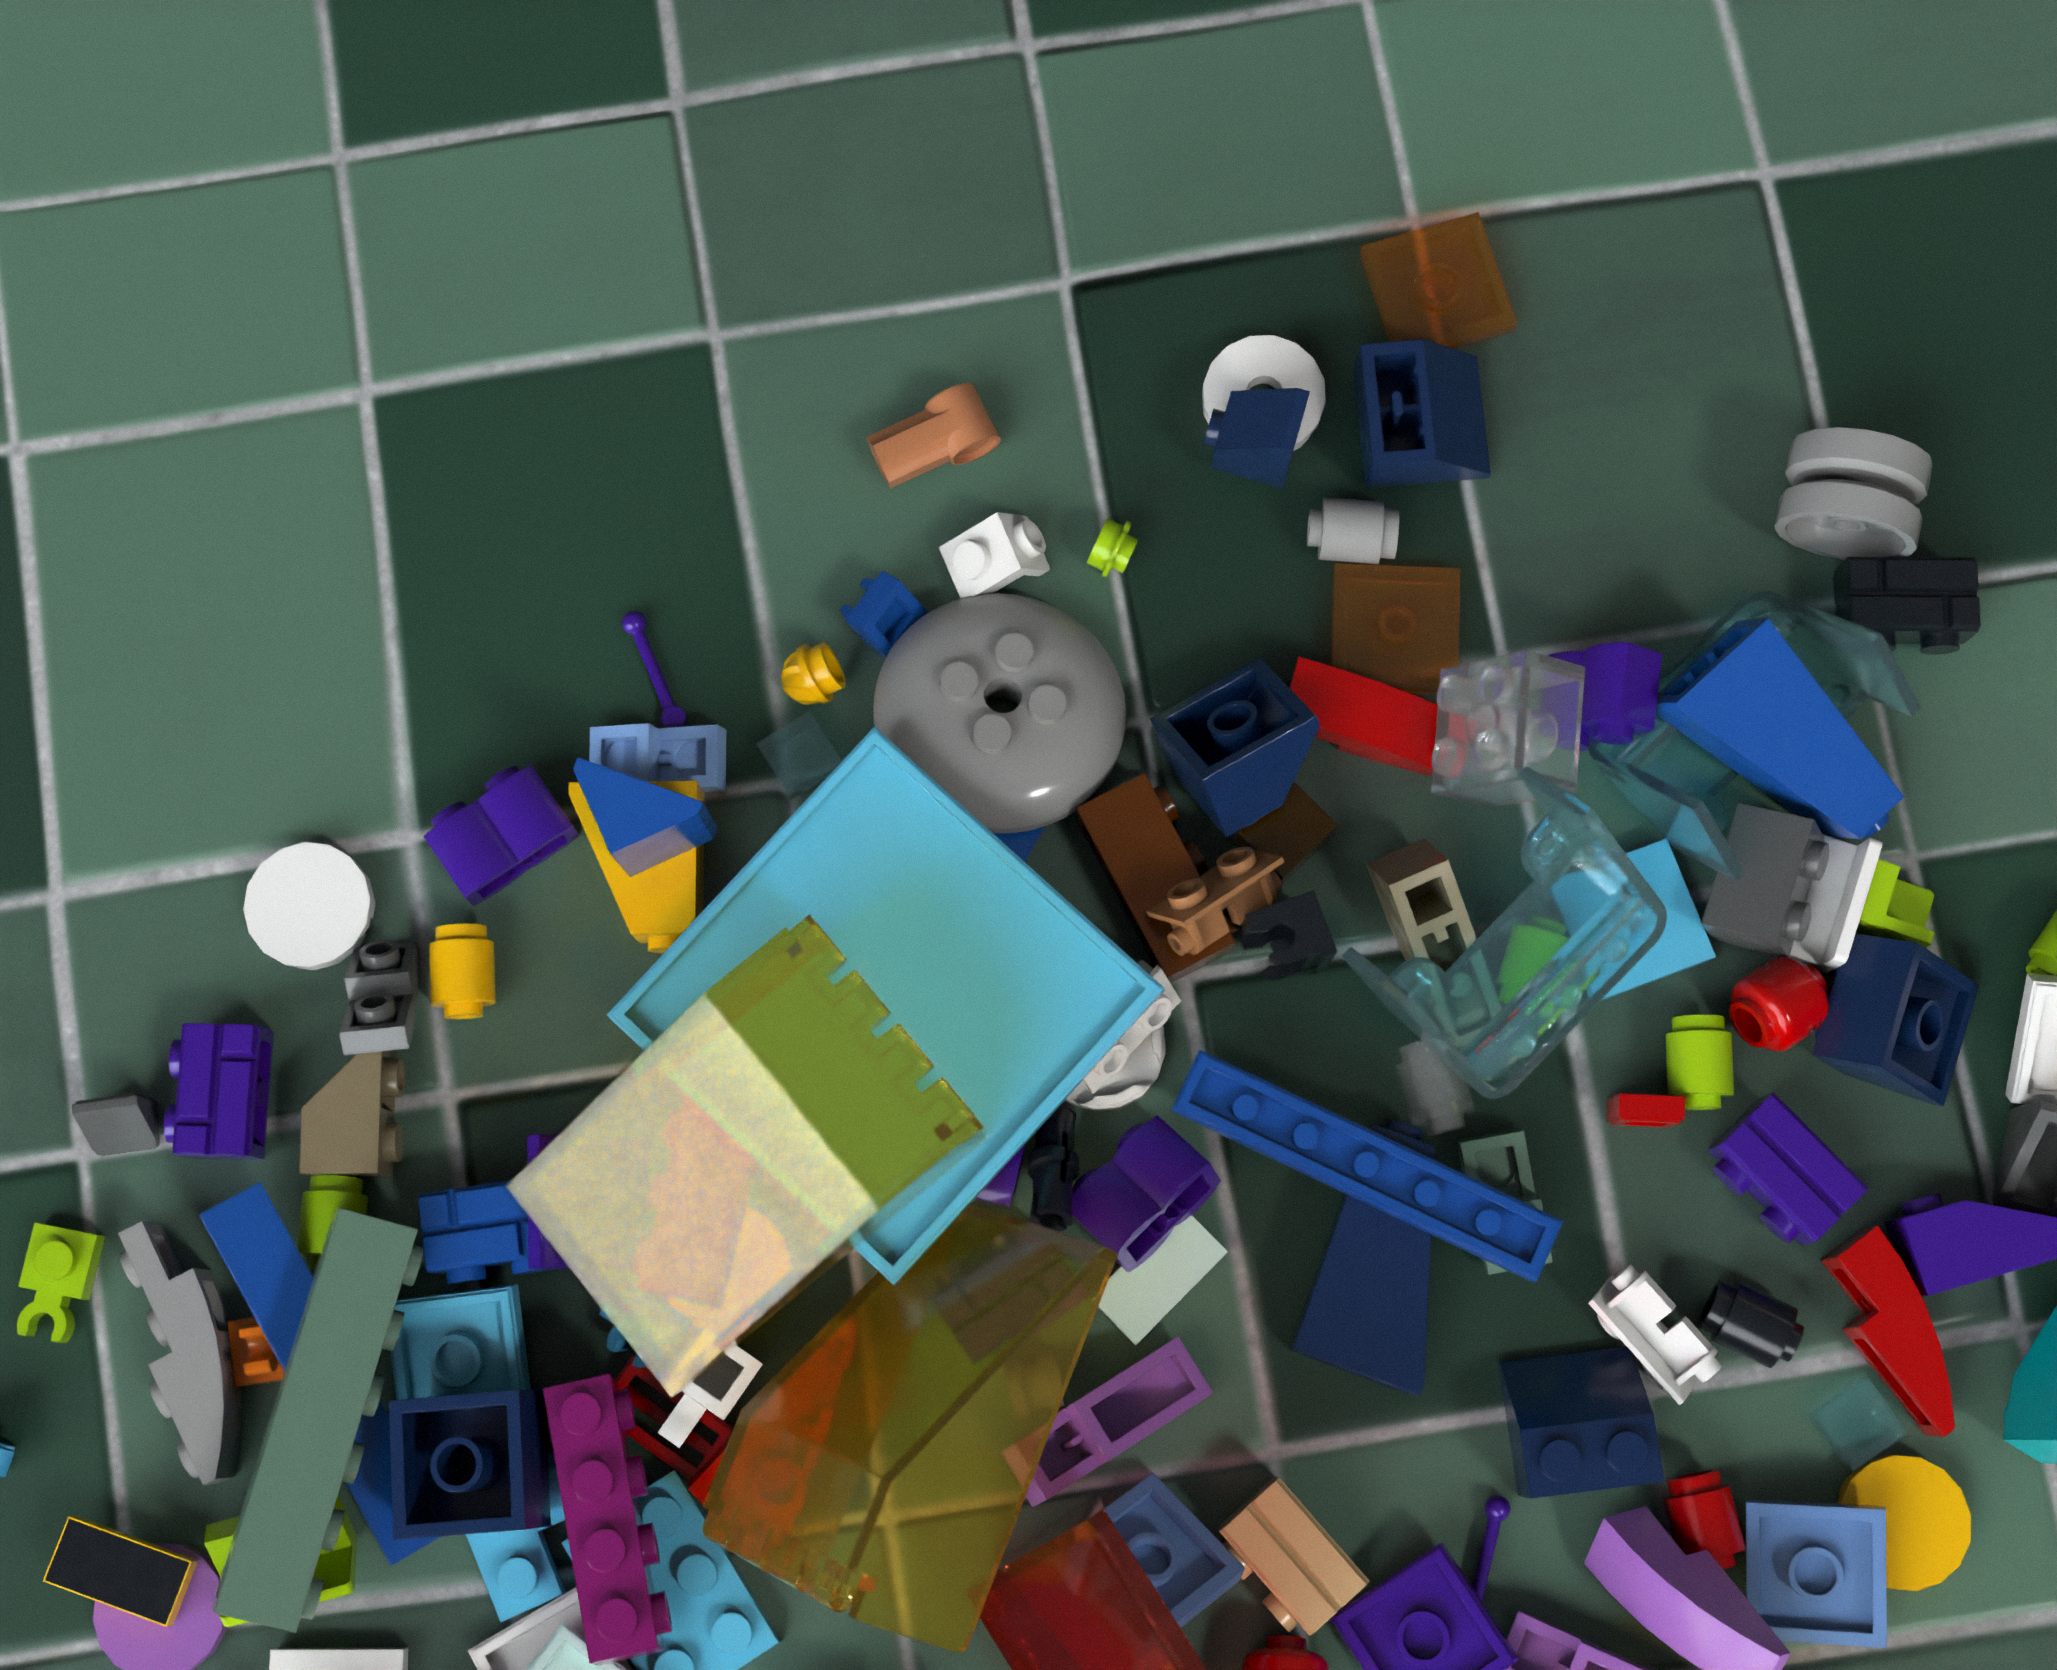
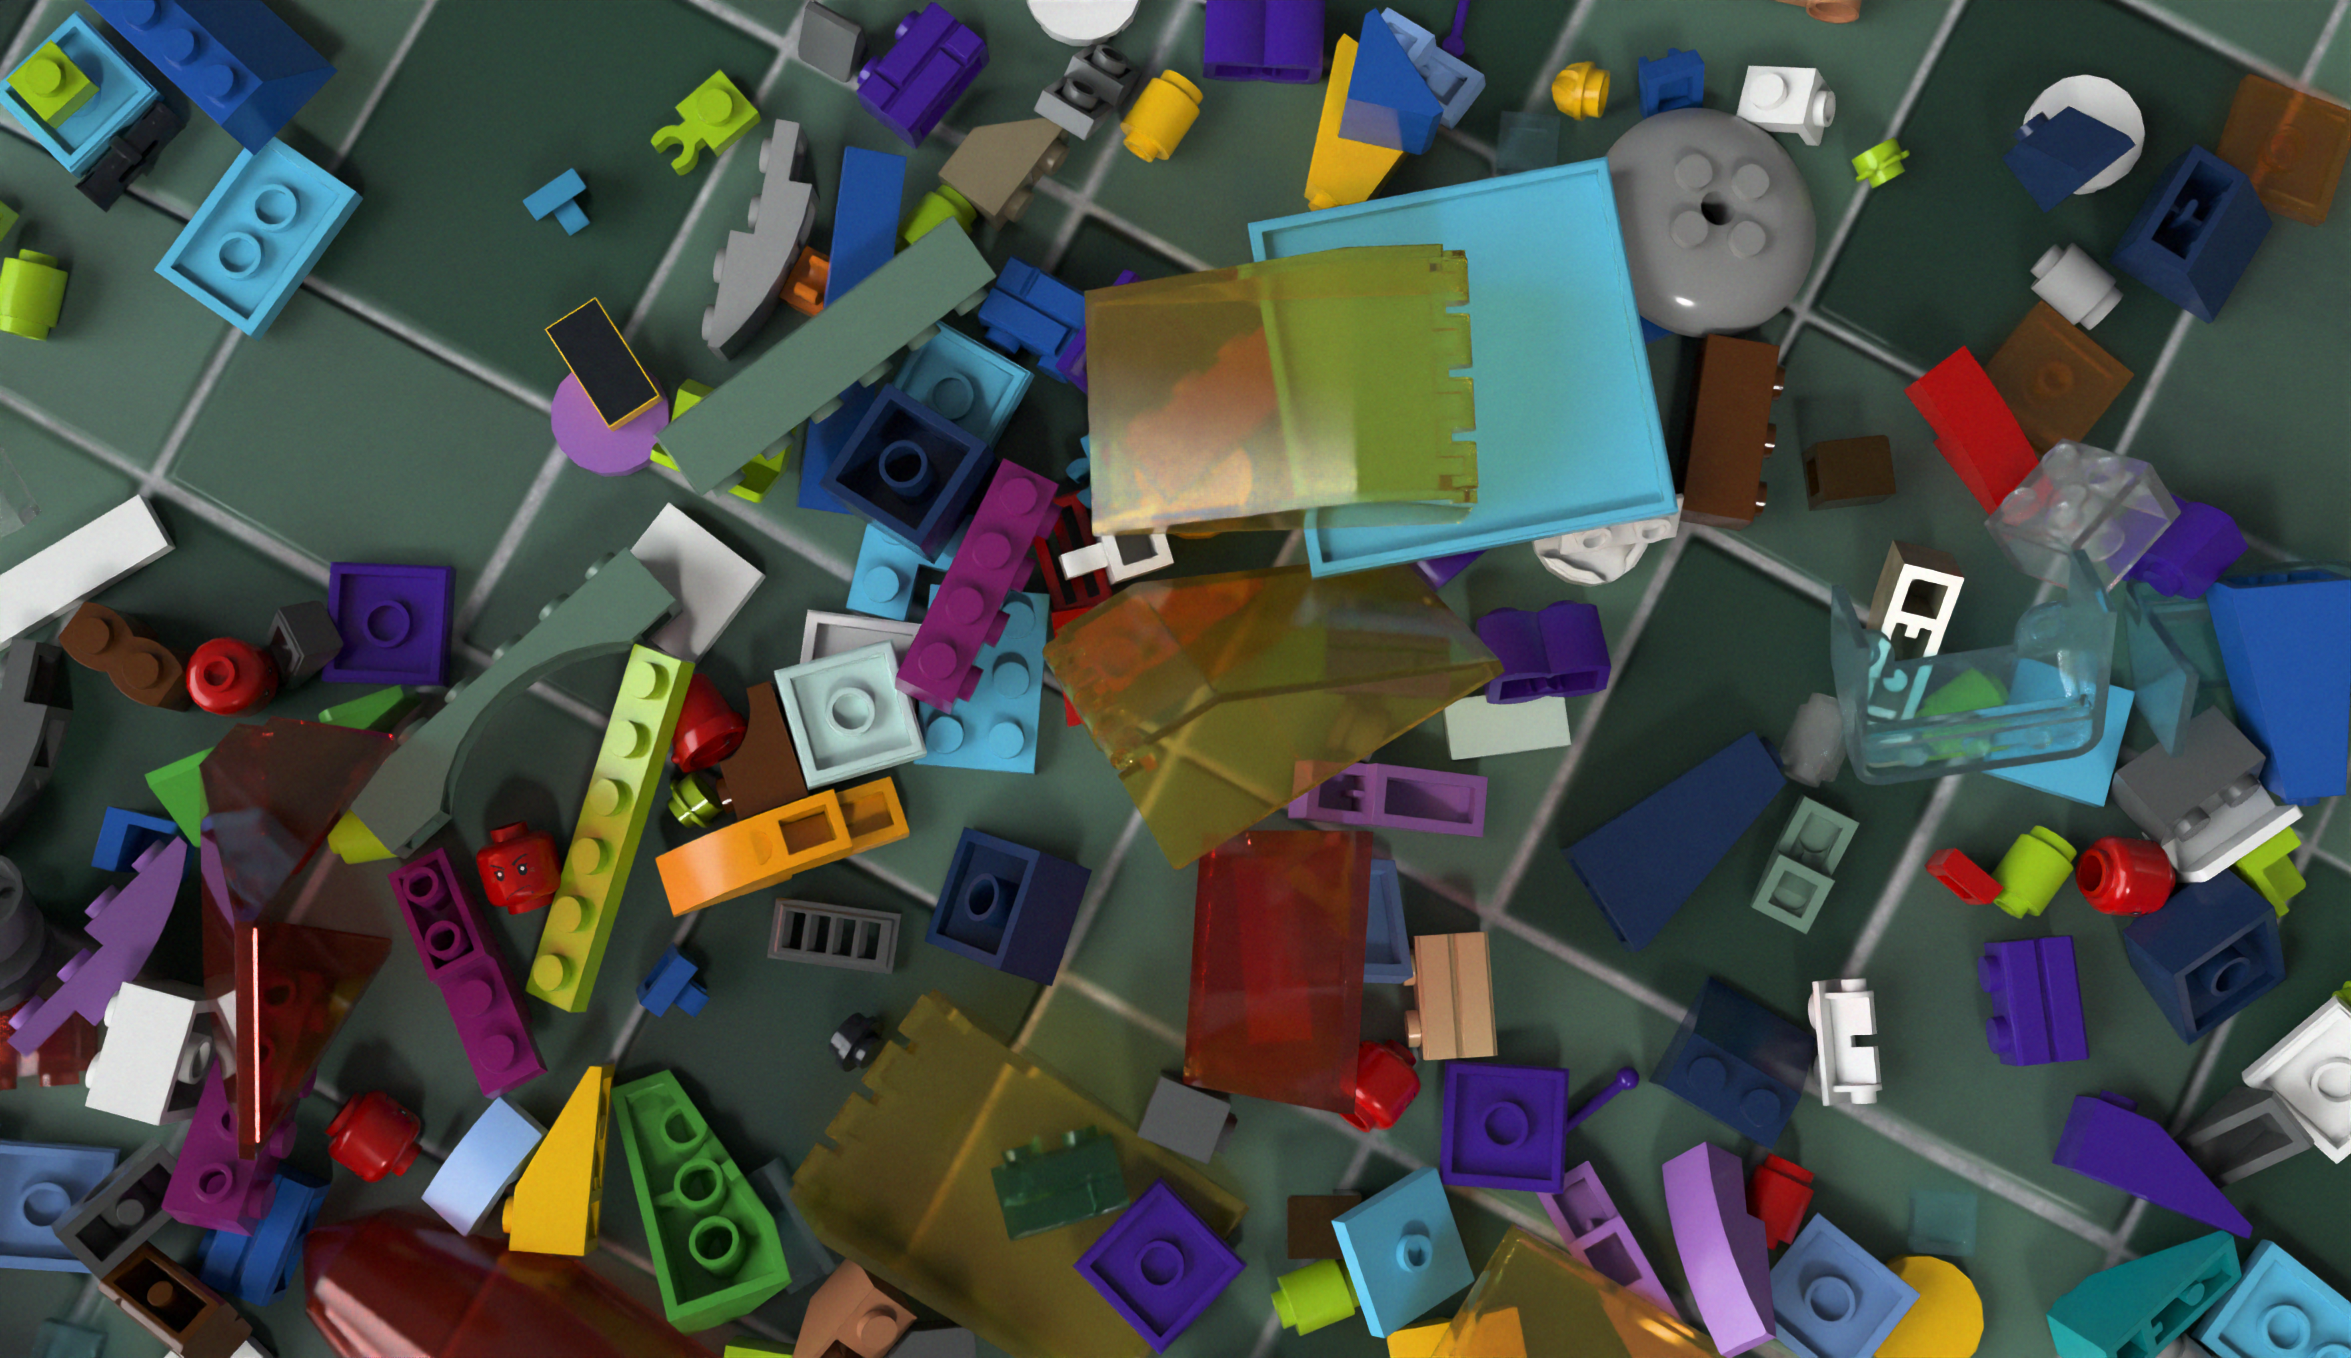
camera: 30 degrees right, 5 degrees up
(1053, 1169) = (1492, 583): black pin -> none
(1238, 744) = (1867, 376): dark blue slope -> none
(1239, 882) = (1789, 479): medium nougat hinge -> none
(1296, 936) = (1803, 544): black hinge -> none
(1367, 1166) = (1726, 757): blue tile -> none
(1751, 1323) = (1921, 1089): black brick -> none
(1894, 1328) = (2025, 1176): red slope -> none

